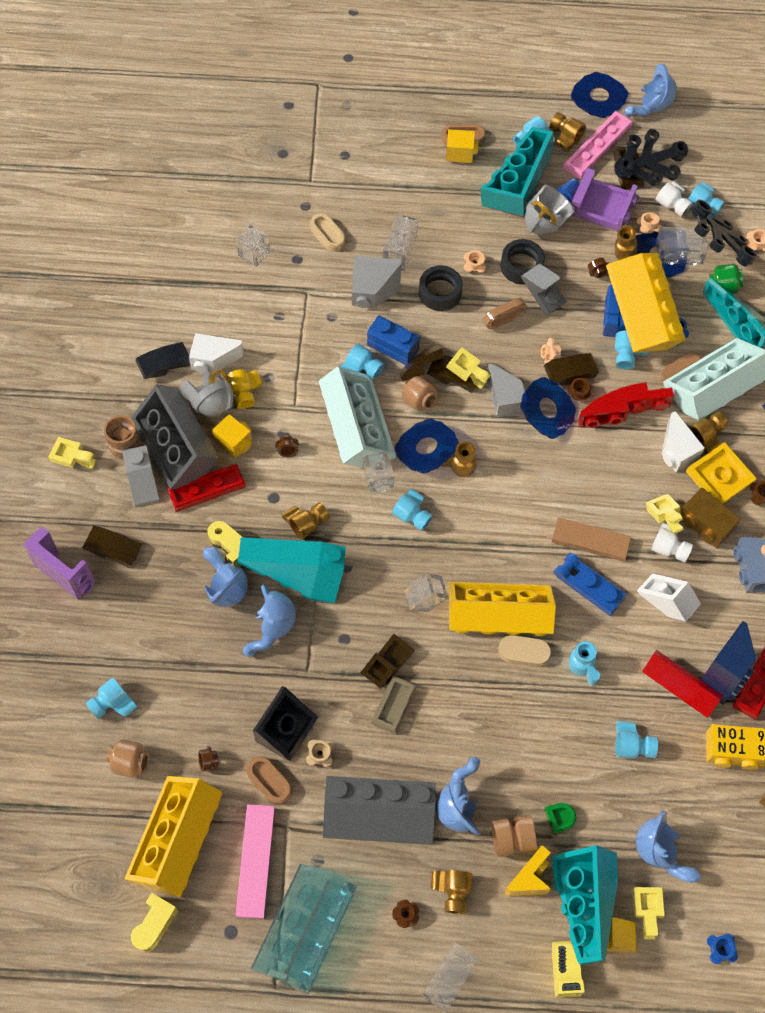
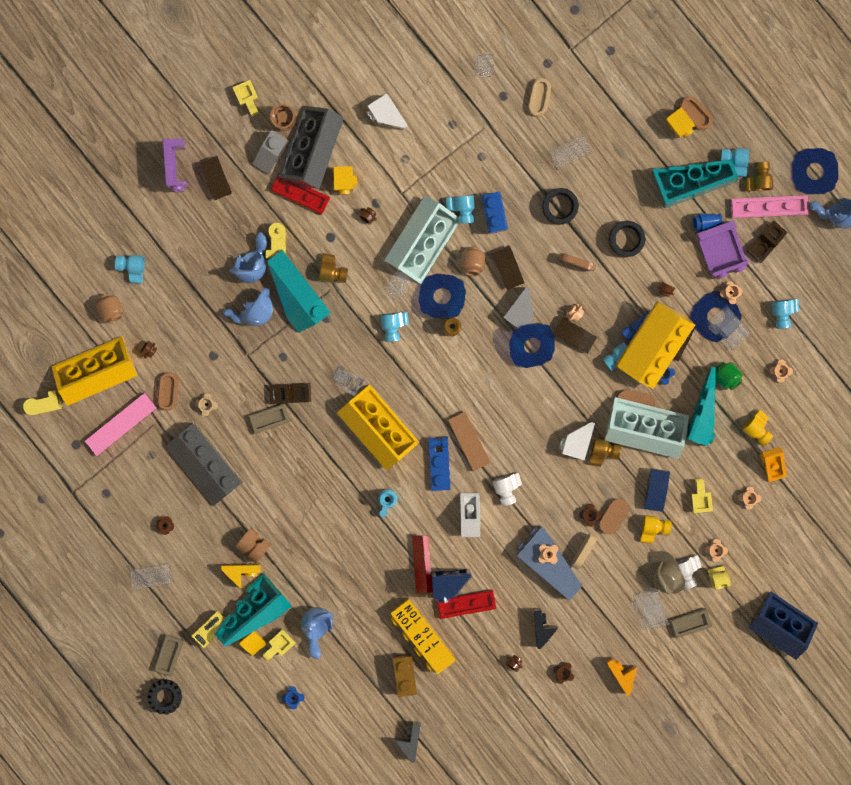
camera: 50 degrees right, 25 degrees up
(160, 360) = (356, 88): black slope -> none
(212, 397) = (354, 140): light grey helmet -> none
(241, 384) = (380, 150): yellow piece -> none
(284, 724) = (203, 373): black slope -> none
(304, 927) = (110, 480): clear light blue slope -> none
(374, 280) = (521, 164): light grey slope -> none
(414, 367) = (488, 242): dark brown slope -> none
(453, 801) = (241, 501): medium blue piece -> none
(456, 885) = (201, 538): pearl gold piece -> none
(466, 366) = (513, 274): light yellow plate -> none
(475, 256) = (600, 204): light nougat plate -> none
(524, 650) = (365, 461): tan tile -> none
(543, 288) = (616, 270): dark grey slope -> none
(547, 211) = (677, 225): light grey helmet -> none
(560, 817) = (288, 560): green tile -> none
(582, 384) = (559, 352): reddish brown plate -> none
(616, 405) = (568, 383): red slope -> none
(626, 242) = (698, 292): pearl gold piece -> none
(627, 167) = (781, 251): black plant -> none
(631, 745) = (361, 564): medium azure piece -> none
(666, 509) = (524, 468): light yellow plate -> none
(671, 197) = (764, 290): white piece -> none
(709, 518) = (542, 497): pearl gold brick -> none
(721, 231) = (763, 325): black plant -> none
(721, 473) = (579, 482): yellow plate -> none

